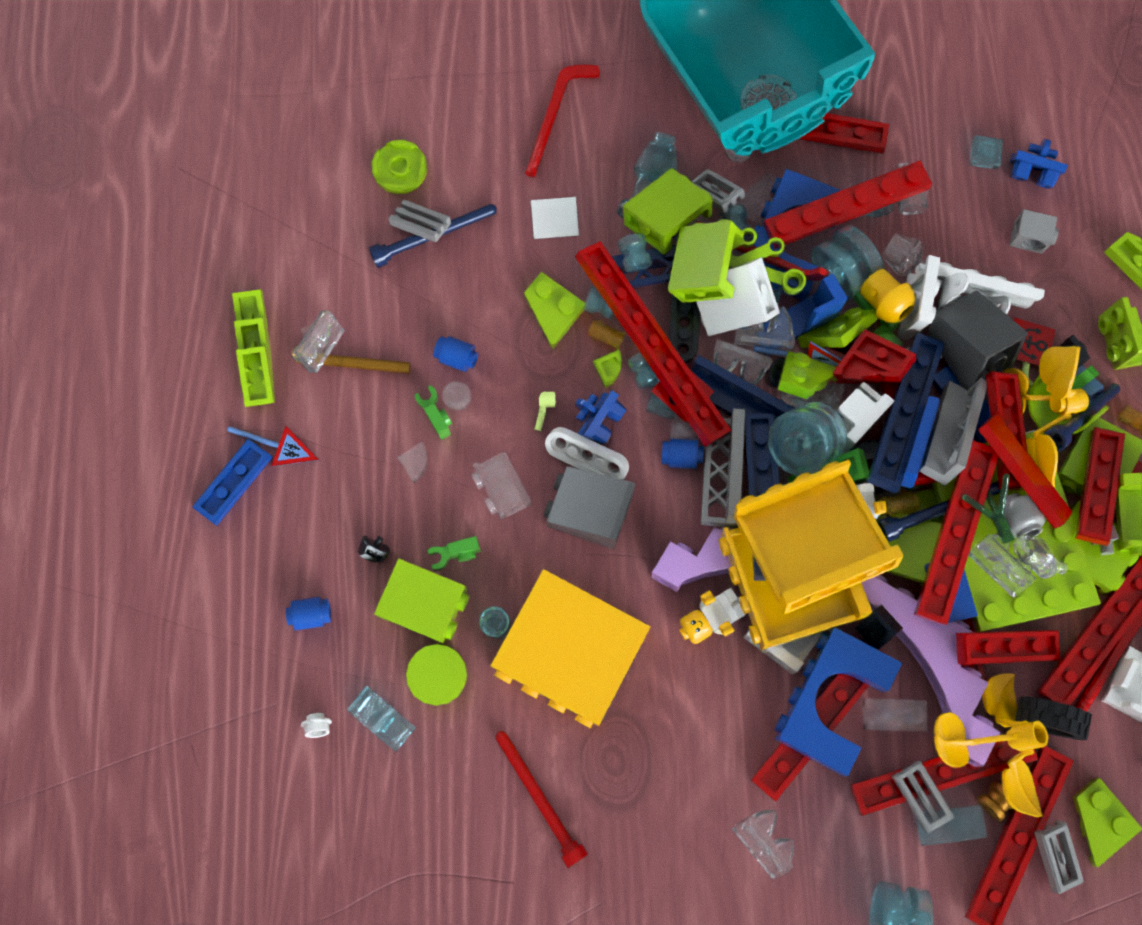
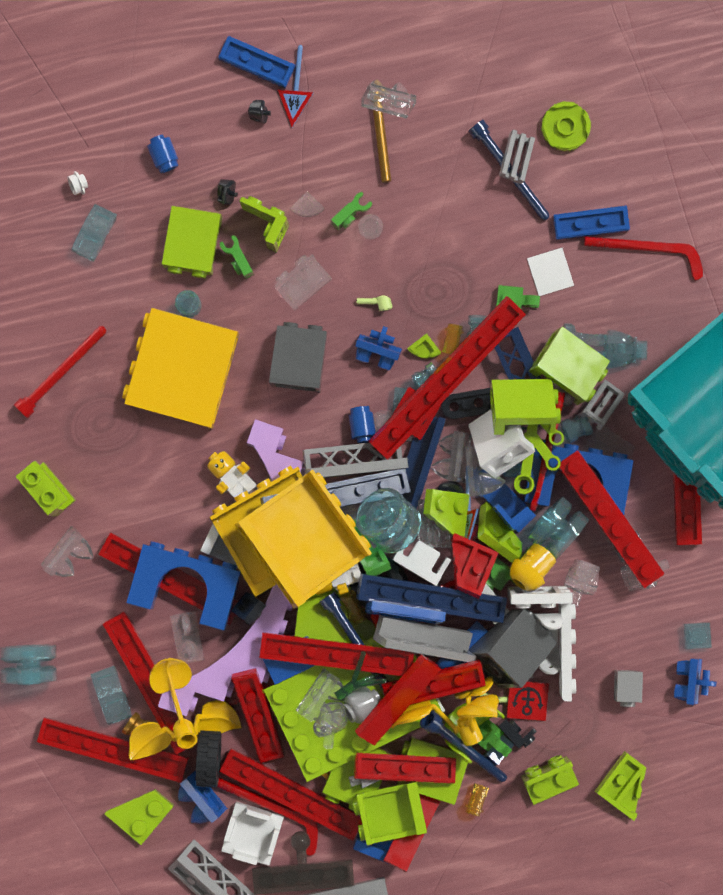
camera: 75 degrees right, 10 degrees up
(253, 348) = (373, 47): lime slope -> none
(290, 491) = (258, 111): none -> black piece
(418, 496) = (277, 224): none -> lime bracket
(436, 674) = (138, 267): lime tile -> none
(455, 353) = (406, 217): blue brick -> none
(511, 164) = (591, 222): none -> blue tile
(553, 307) = (466, 289): lime wing -> none
(569, 266) = (517, 296): none -> bright green plate
(574, 453) = (342, 346): white plate -> none
(634, 252) = (522, 345): clear light blue wheel -> none
(685, 848) = (45, 488): none -> lime panel
(773, 87) = (696, 431): clear tile -> none
(908, 773) = (142, 653): light grey tile -> none
(1055, 860) = (121, 771): light grey tile -> none
(1104, 734) = (208, 804): none -> blue tile

